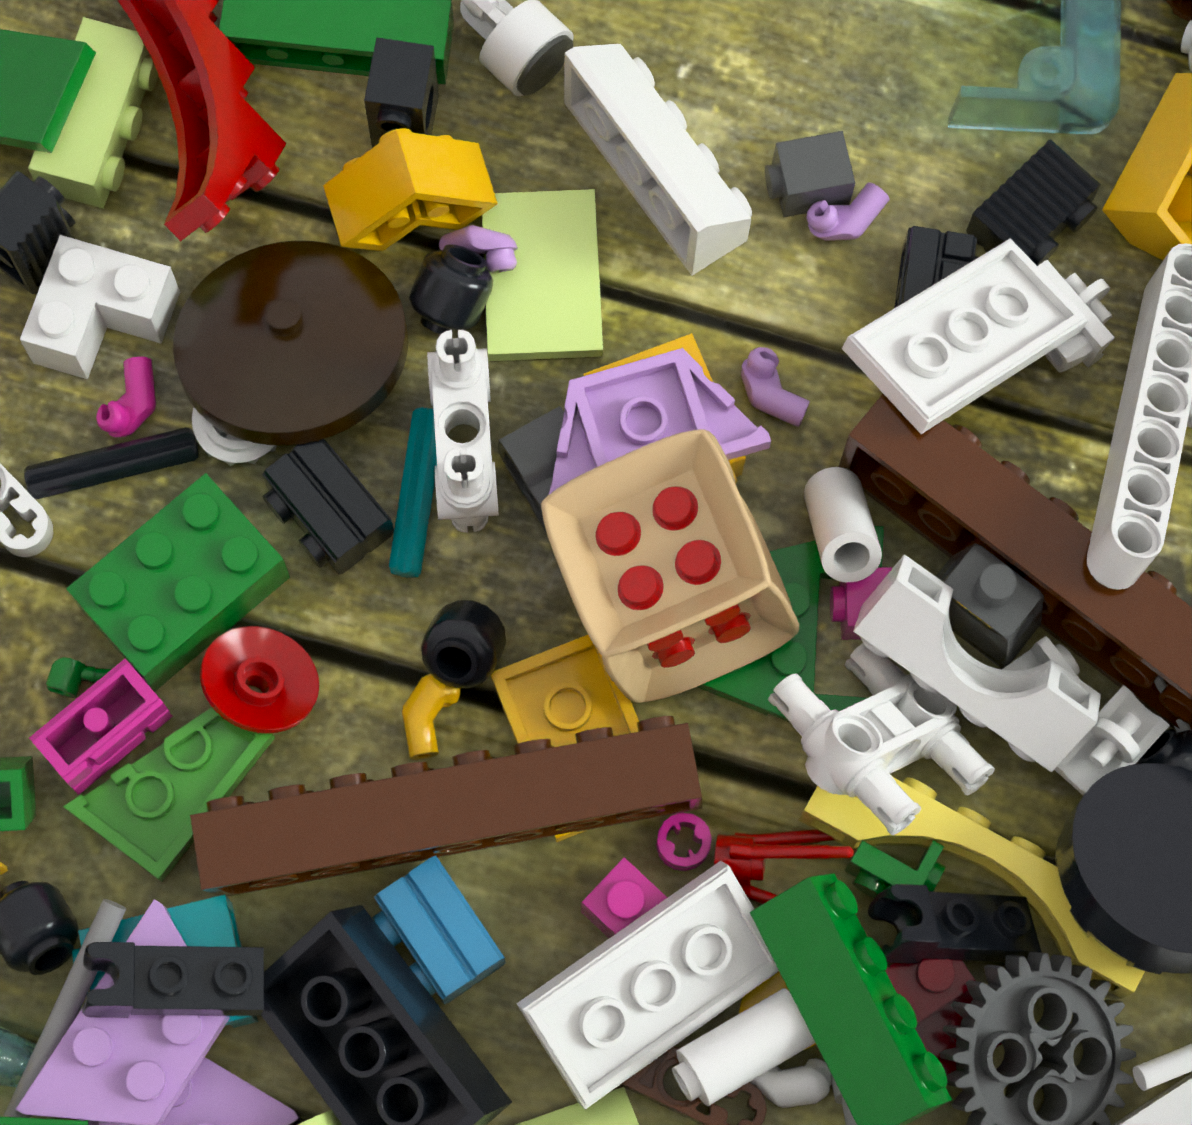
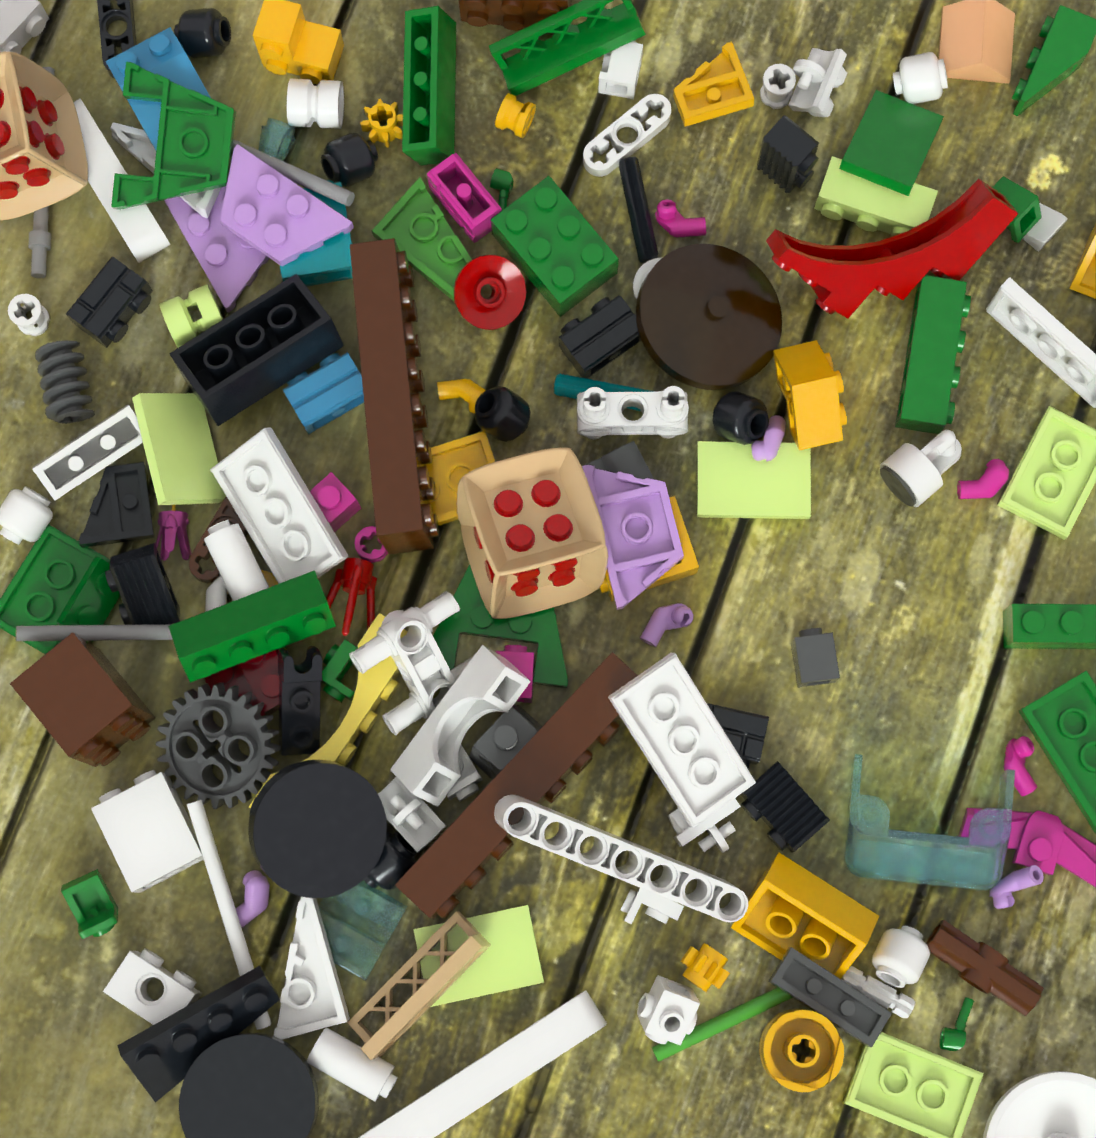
camera: 100 degrees right, 5 degrees up
(94, 291) = (746, 191): white brick -> none
(175, 980) = (298, 232): black plate -> none
(401, 88) = (872, 389): black brick -> none
(655, 154) = (831, 554): white slope -> none
(842, 525) = (562, 652): white brick -> none
(846, 221) = (783, 682): lavender arm -> none

